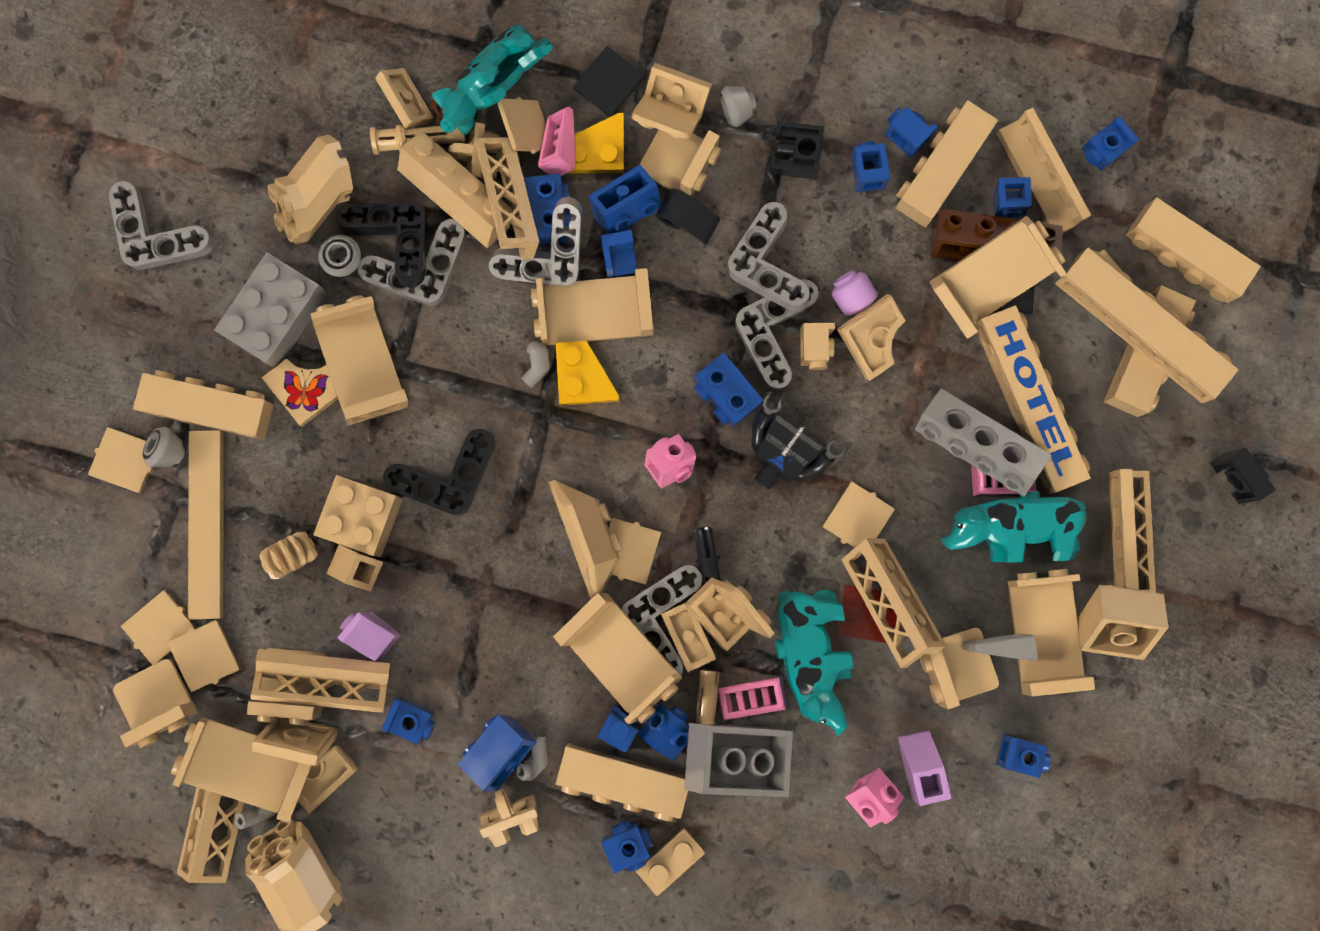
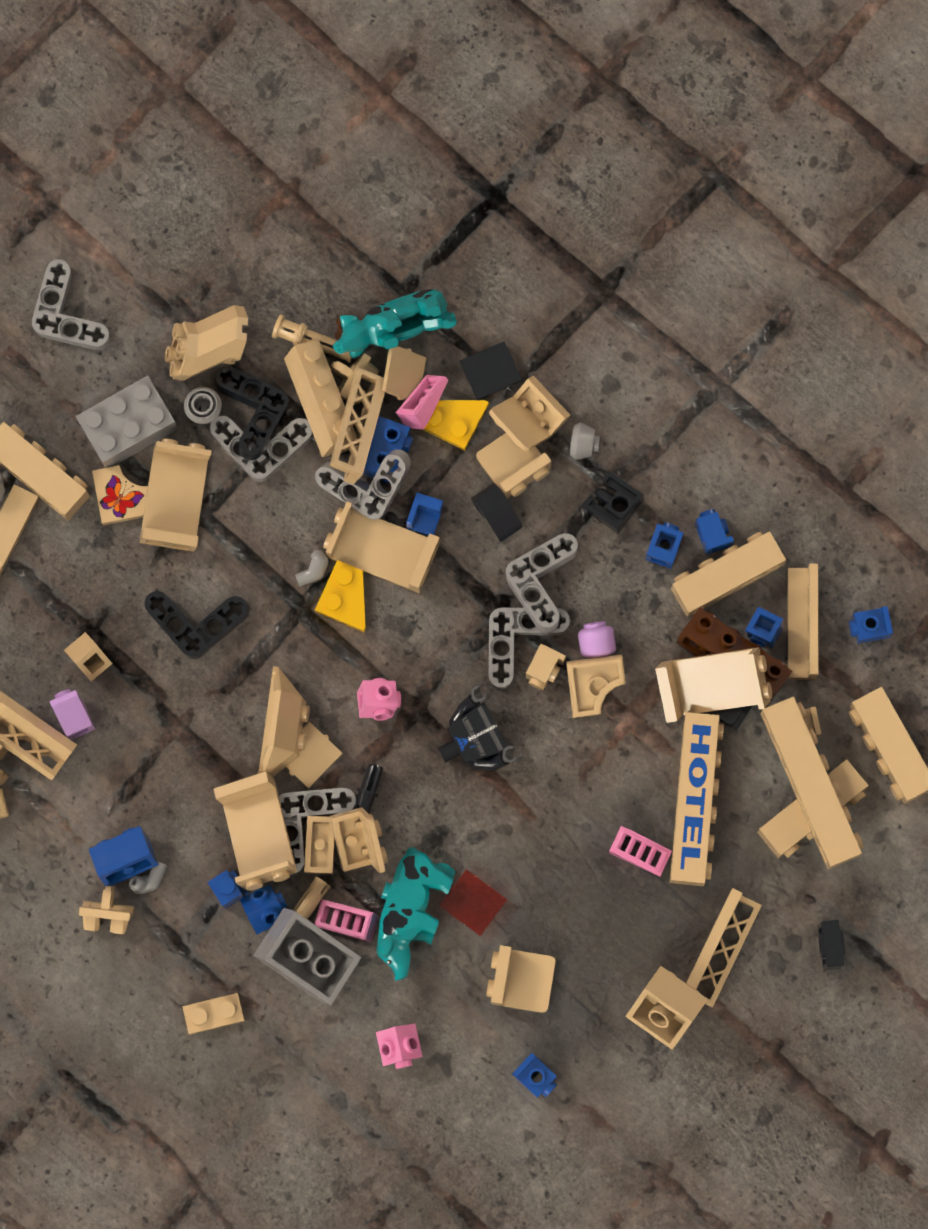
camera: 35 degrees right, 5 degrees down
(288, 555) = (42, 620): tan gear -> none
(358, 516) = (111, 618): tan brick -> none
(400, 711) = (61, 788): blue brick -> none
(404, 98) = (319, 303): tan plate -> none
(621, 856) = (175, 981): blue brick -> none
(622, 781) = (209, 929): tan brick -> none
(625, 200) = (451, 475): blue brick -> none
(727, 391) = (453, 667): blue brick -> none
(857, 516) = (506, 822): tan piece -> none
(902, 598) = (499, 892): tan fence -> none
(923, 768) = (450, 1042): lavender slope -> none
(982, 442) = (633, 796): light grey brick -> none
(1010, 646) = (569, 983): light grey slope -> none
(1018, 521) = (633, 889): teal animal -> none
(1048, 612) = (609, 990): tan panel -> none

